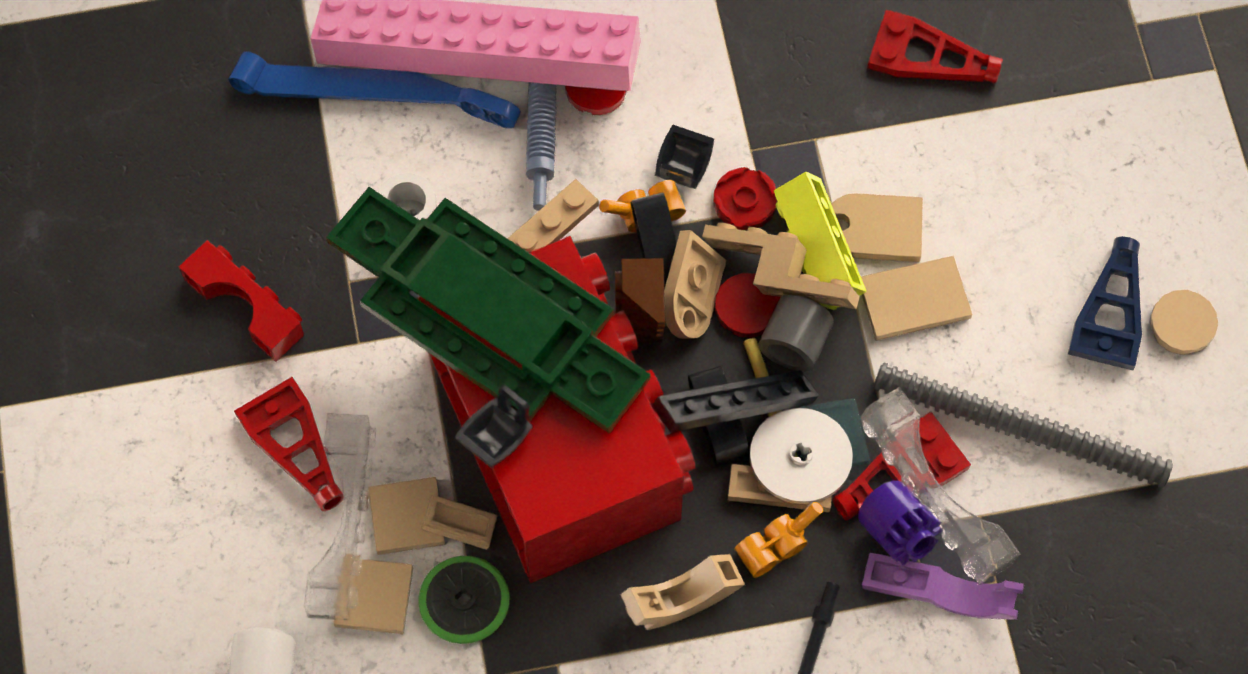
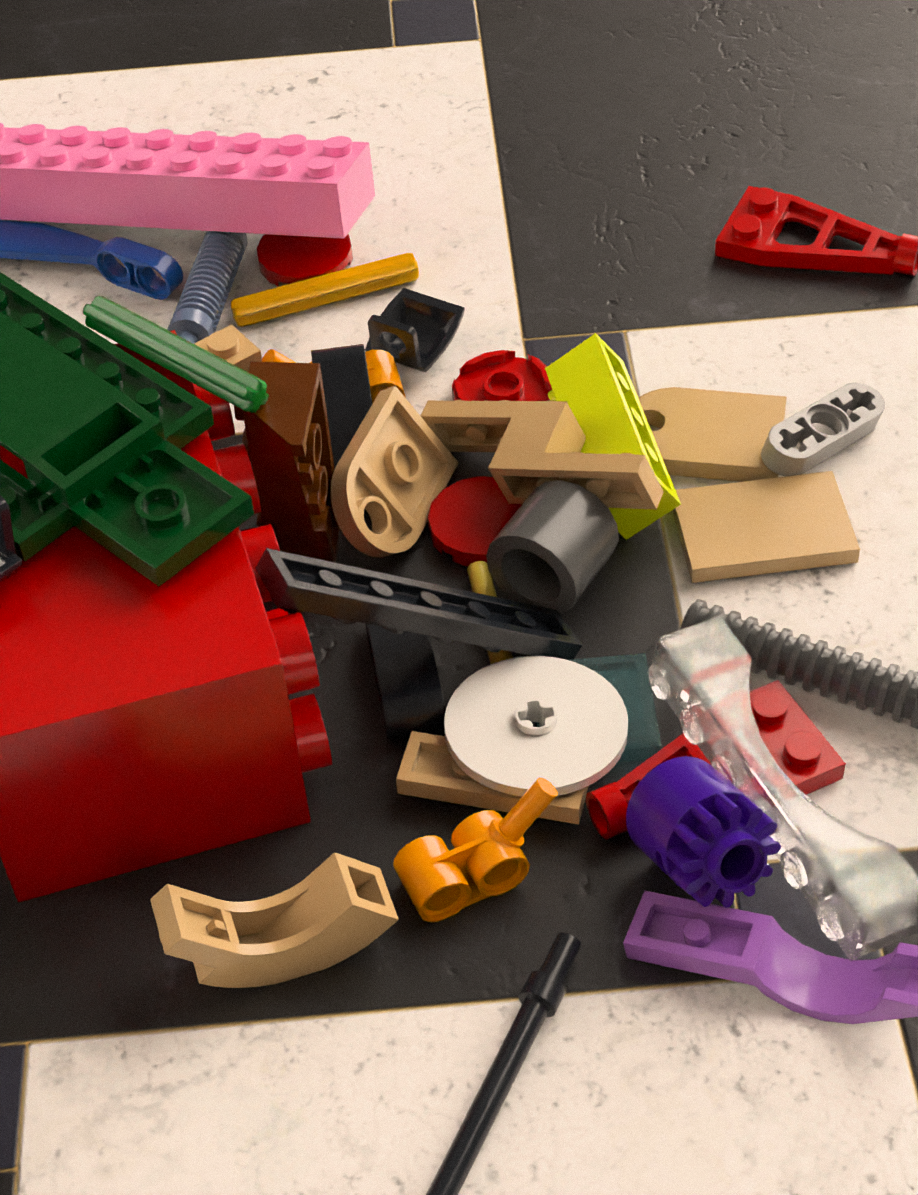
camera: 10 degrees right, 20 degrees down
(578, 261) = (176, 354): none -> green axle
(616, 117) = (324, 289): none -> yellow axle
(934, 228) = (779, 450): none -> light grey beam

